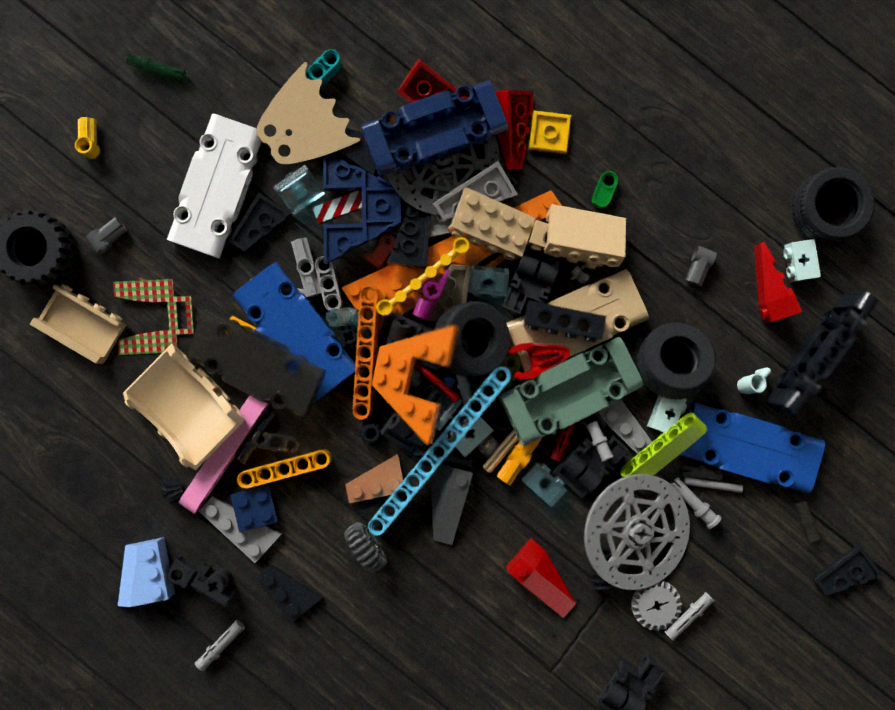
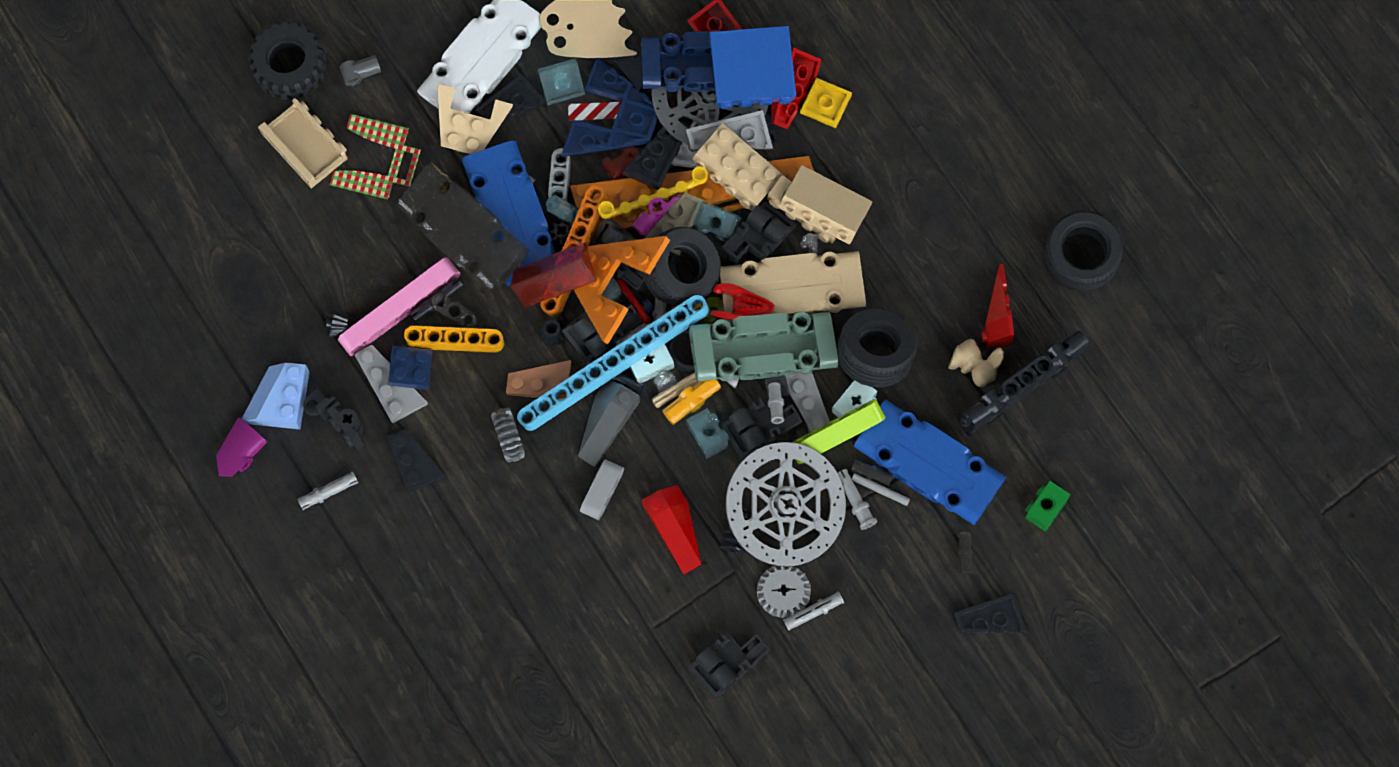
camera: 25 degrees right, 15 degrees down
(125, 634) = (238, 449): none -> magenta panel
(184, 406) = (377, 246): tan panel -> none
(224, 266) = (467, 131): none -> tan wing
(303, 255) = (543, 145): light grey piece -> none
(356, 387) = (553, 275): none -> clear red slope
(466, 566) = (602, 489): none -> light grey beam
(477, 122) = (752, 67): none -> blue panel
(558, 454) = (740, 397): red pin -> none
(594, 321) = (752, 257): black brick -> none
(604, 193) = (860, 175): green piece -> none
(701, 261) = (937, 267): dark grey piece -> none
(754, 383) = (952, 396): light aqua piece -> none
(757, 341) = (969, 359): none -> tan animal
(806, 252) = (1039, 307): light aqua brick -> none
(876, 452) = (1044, 517): none -> green brick

